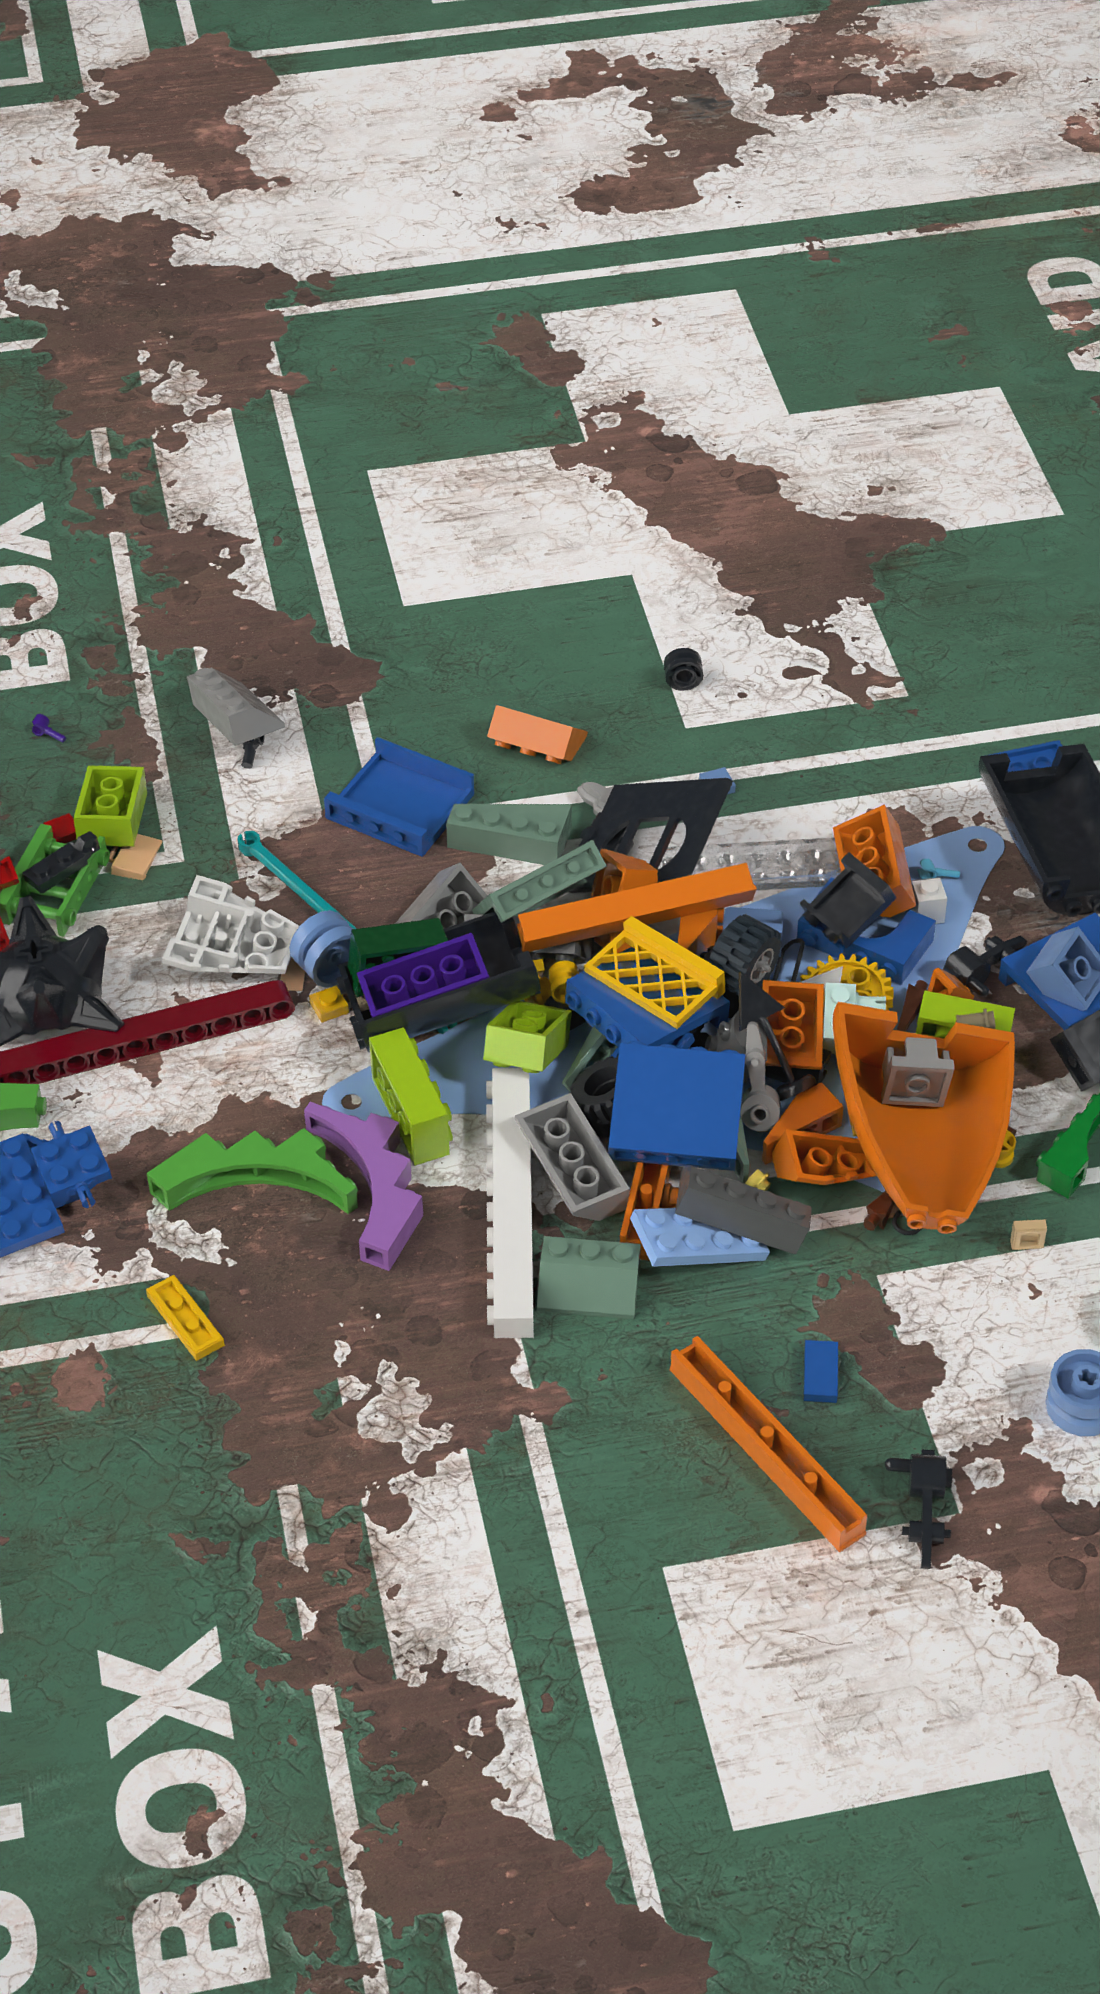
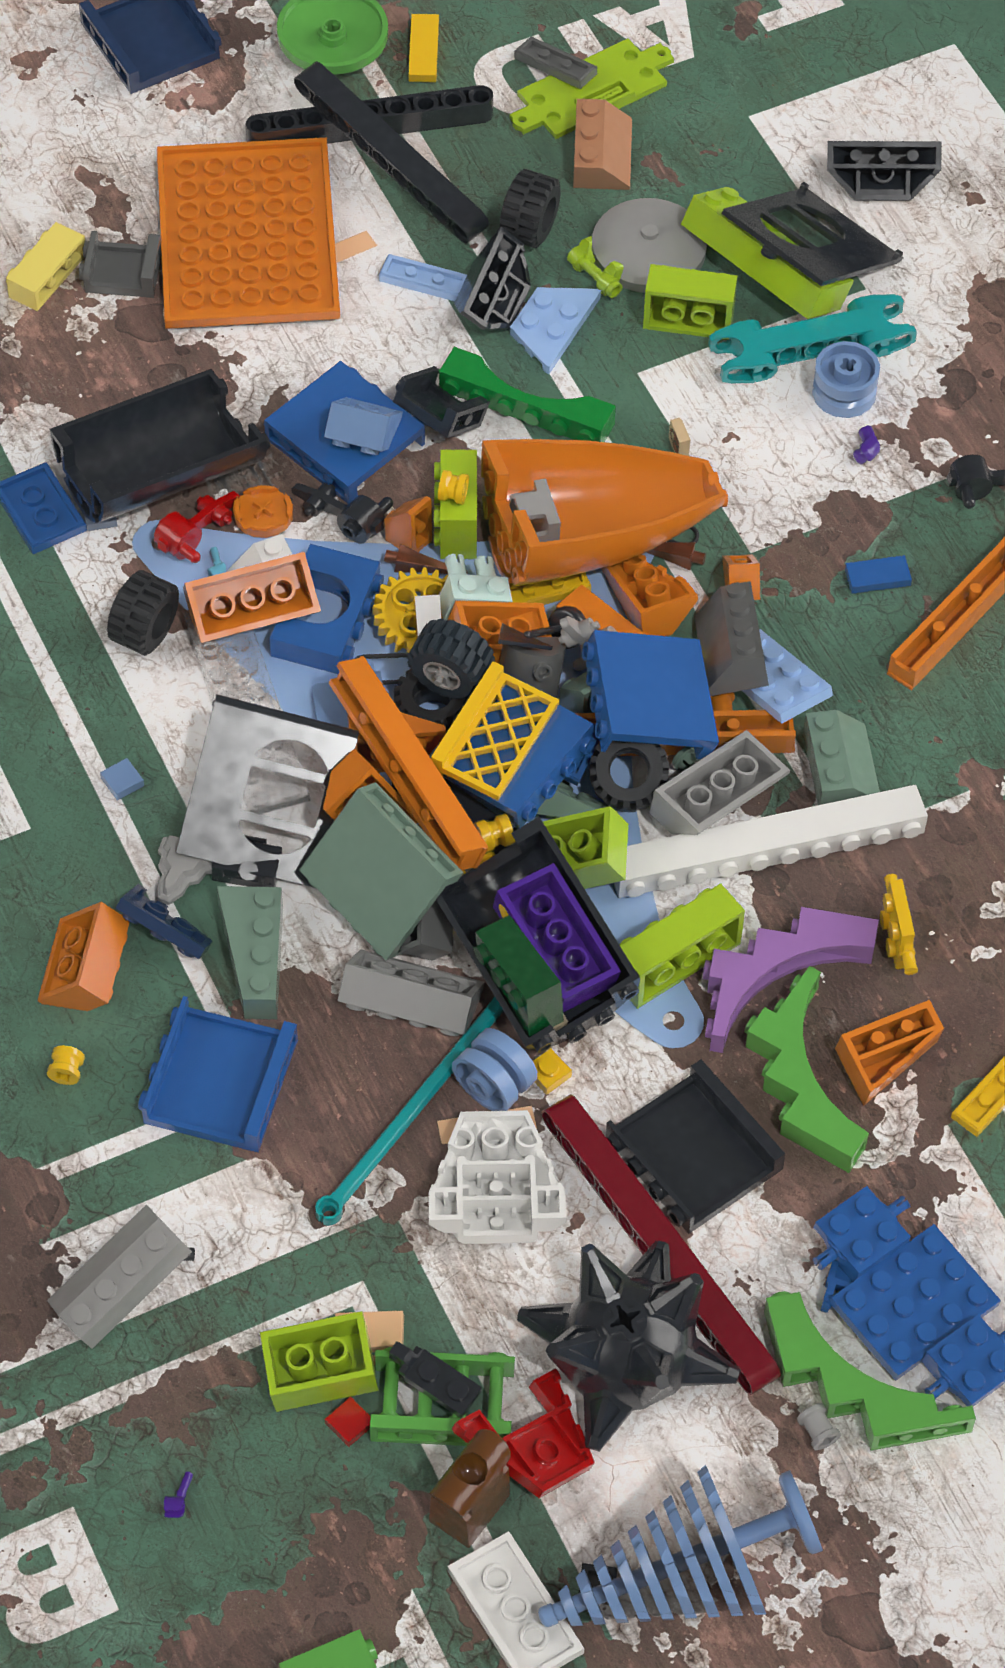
camera: 105 degrees left, 10 degrees up
(211, 1080) = (696, 1148): none -> black panel
(251, 1229) = (887, 1047): none -> orange wedge
(377, 1265) = (899, 925): none -> yellow plate
(440, 710) = (65, 1065): none -> yellow wheel
(558, 776) = (156, 917): none -> dark blue wing
(837, 1247) = (742, 569): none -> orange slope
(849, 903) = (327, 602): black panel -> none
(874, 785) = (143, 612): none -> black tyre
(953, 995) = (453, 487): none -> yellow wheel
(974, 843) = (183, 535): none -> red piece
(982, 1019) = (476, 462): dark tan pin -> none
(994, 1404) = (870, 446): none -> dark purple arm
(997, 913) = (263, 511): none -> orange tile

